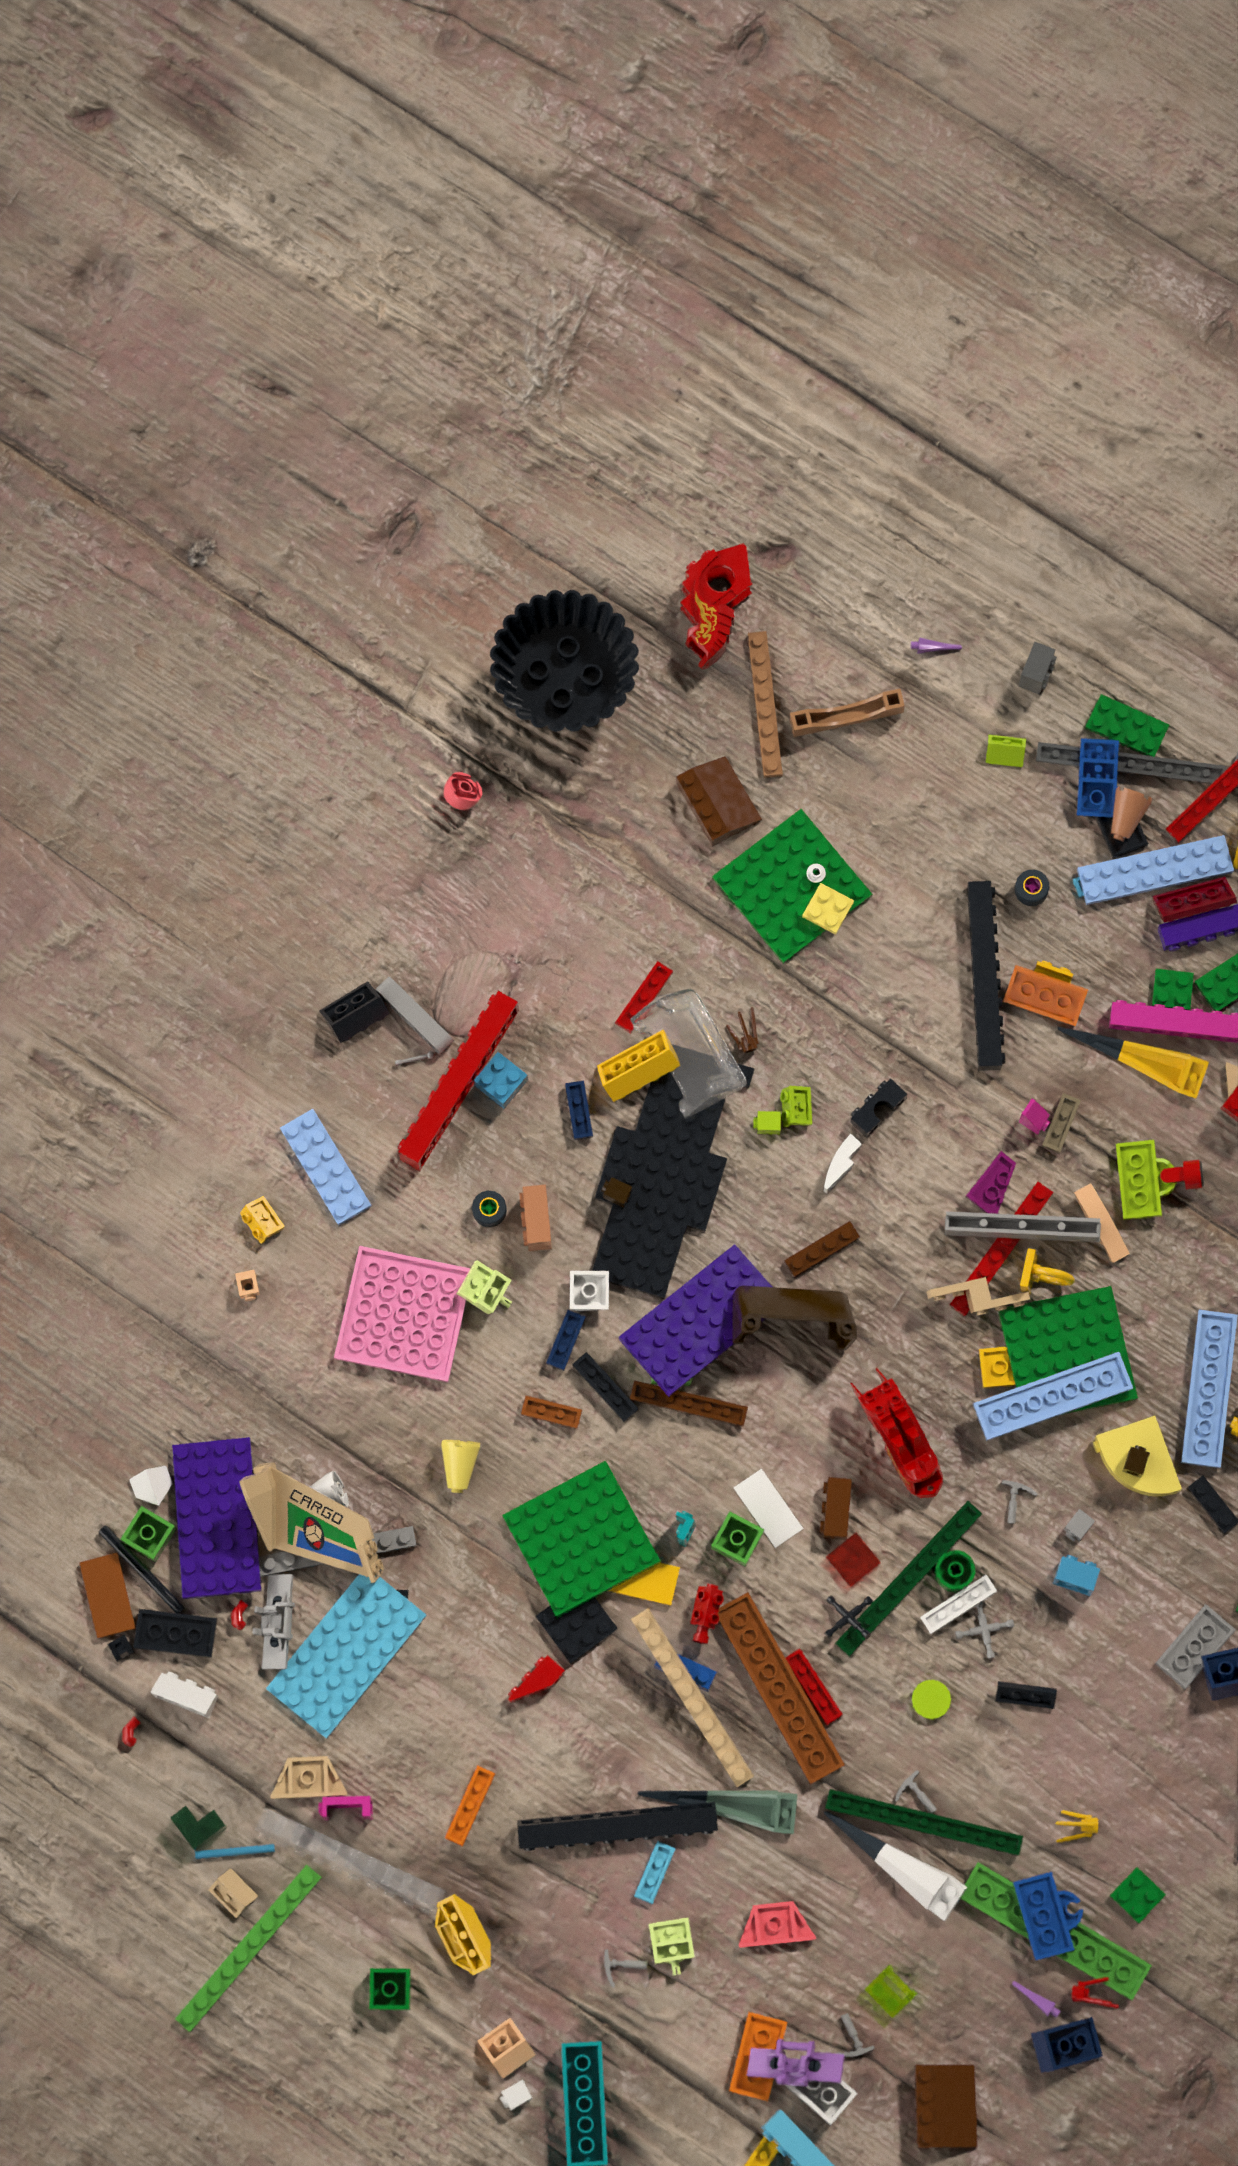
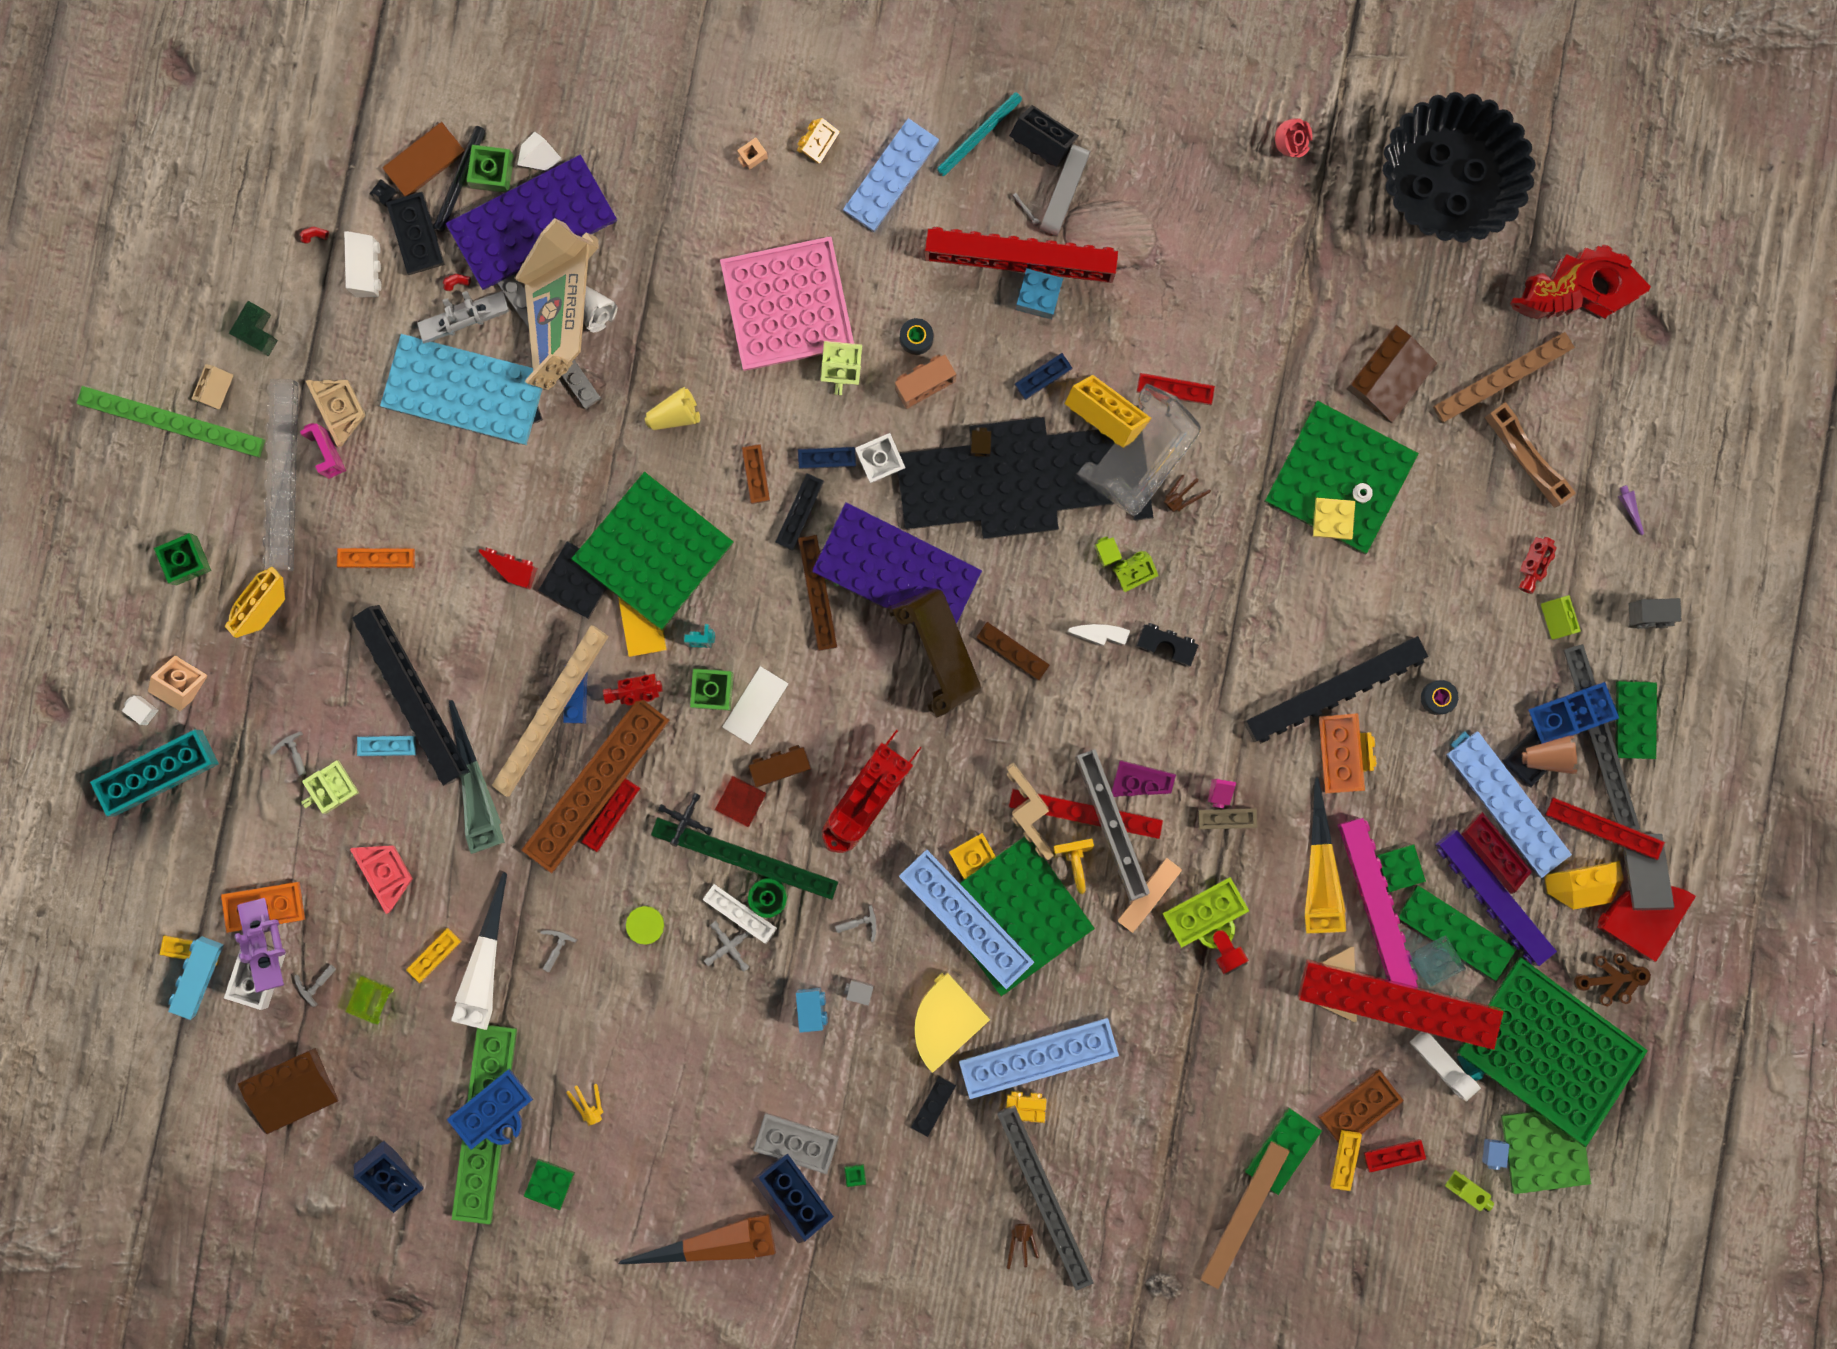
camera: 65 degrees right, 10 degrees up
(235, 1851) = (248, 371): dark azure bar -> none
(325, 1070) = (979, 134): none -> teal axle
(874, 1912) = (433, 955): none -> yellow tile
(924, 1822) = (531, 966): dark green plate -> none
(946, 749) = (1535, 562): none -> red brick
(1026, 1695) = (684, 1009): black plate -> none
(1045, 2005) = (416, 1140): medium lavender piece -> none
(1081, 1994) = (436, 1172): red plant -> none
(1136, 1461) = (938, 1021): dark brown brick -> none

